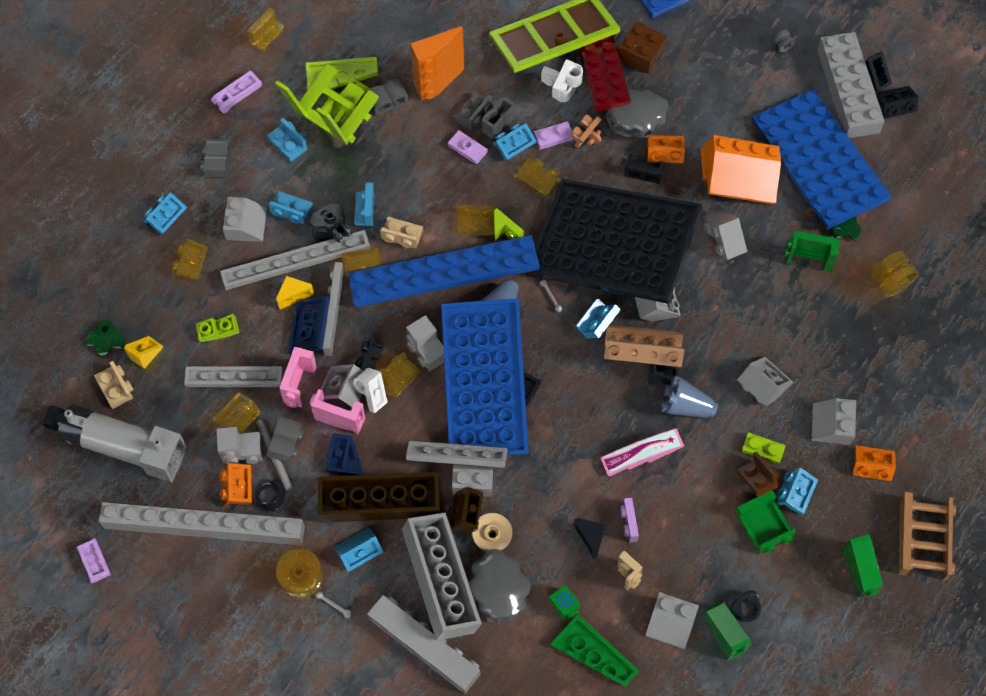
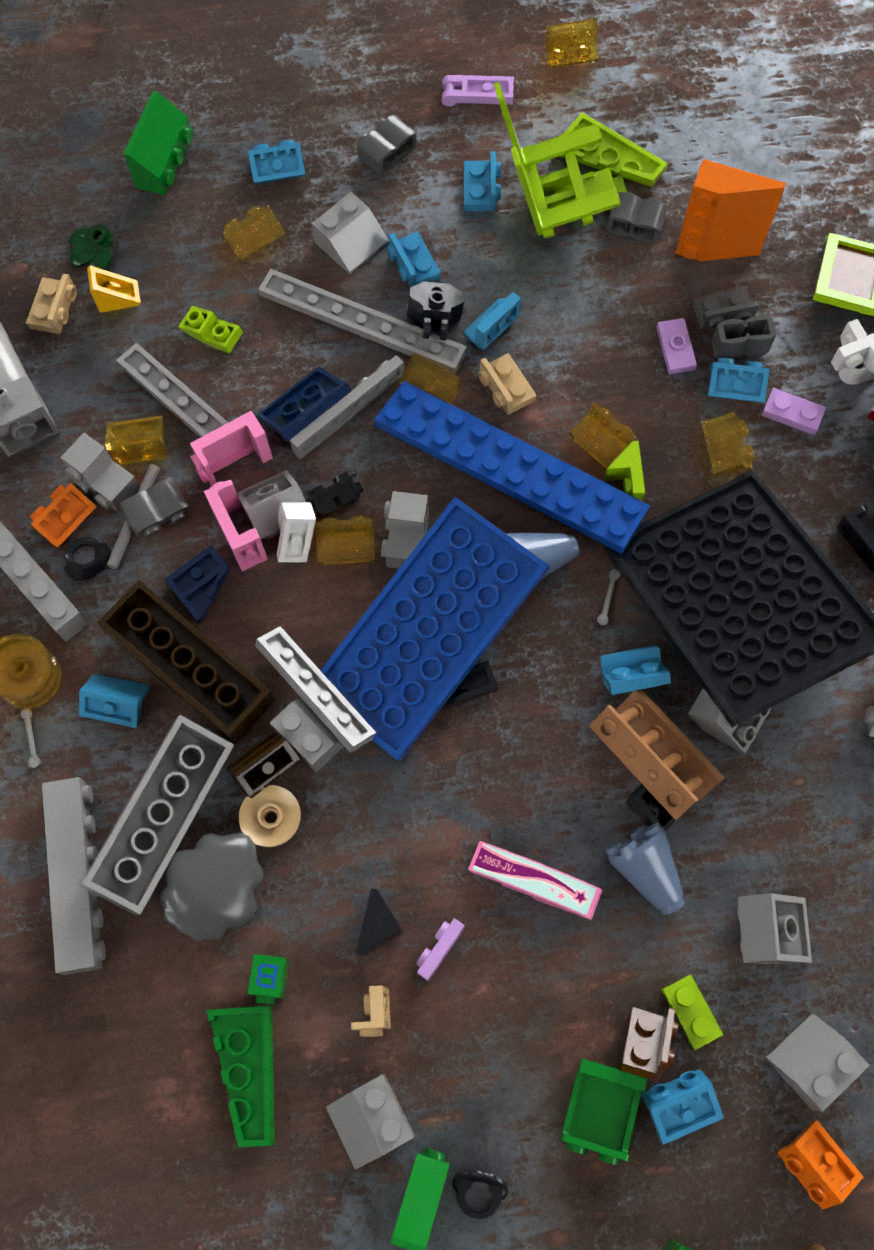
camera: 45 degrees right, 5 degrees up
(92, 254) = (158, 145): none -> green slope
(292, 291) = (322, 351): yellow slope -> none
(589, 124) = (849, 433): nougat hips -> none

